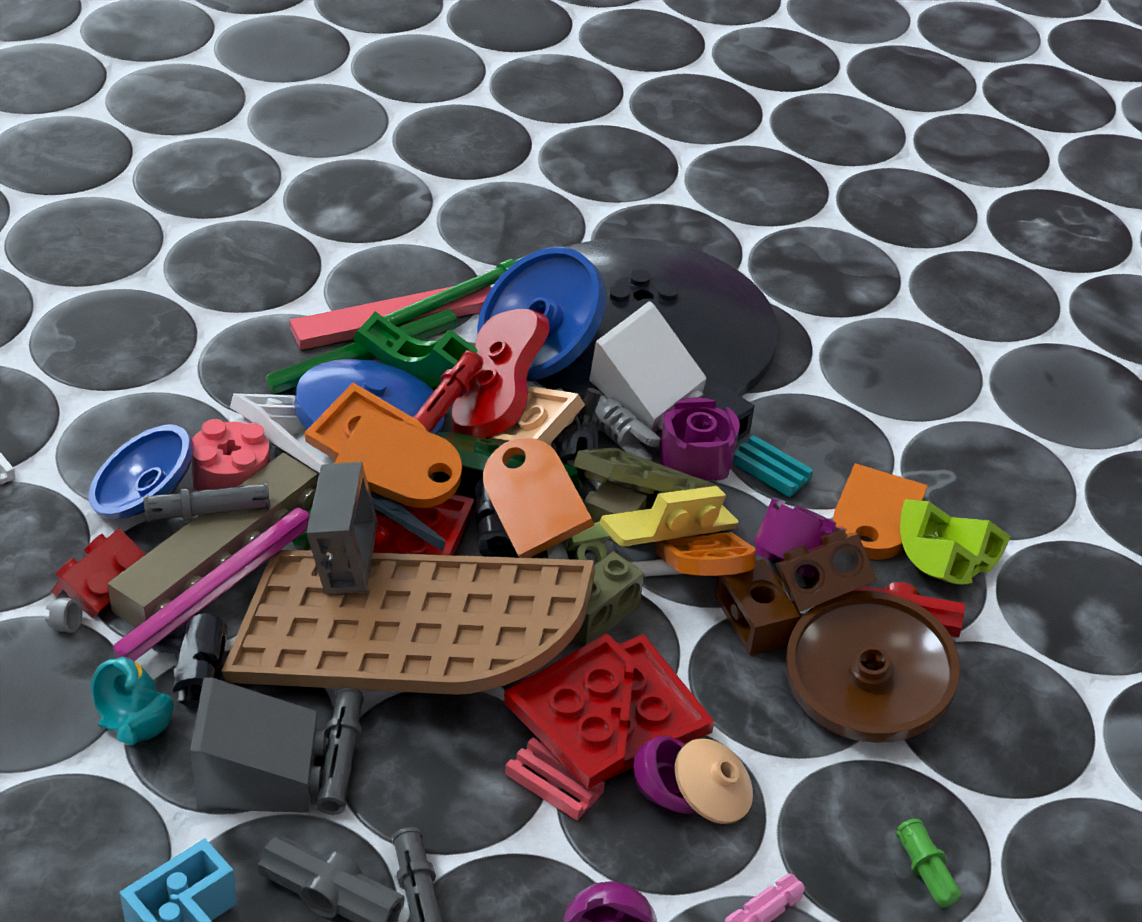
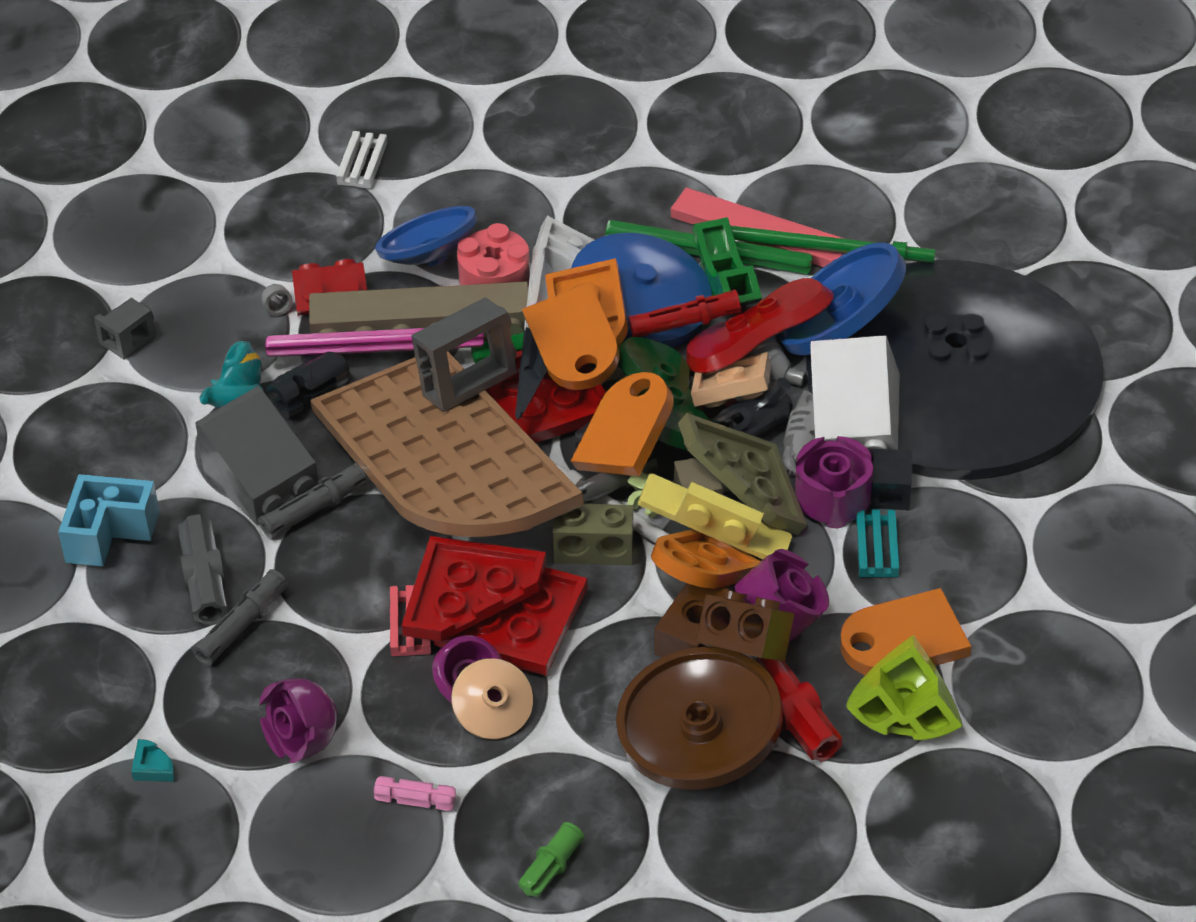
camera: 55 degrees right, 5 degrees up
(206, 502) = (416, 275): dark grey pin -> none

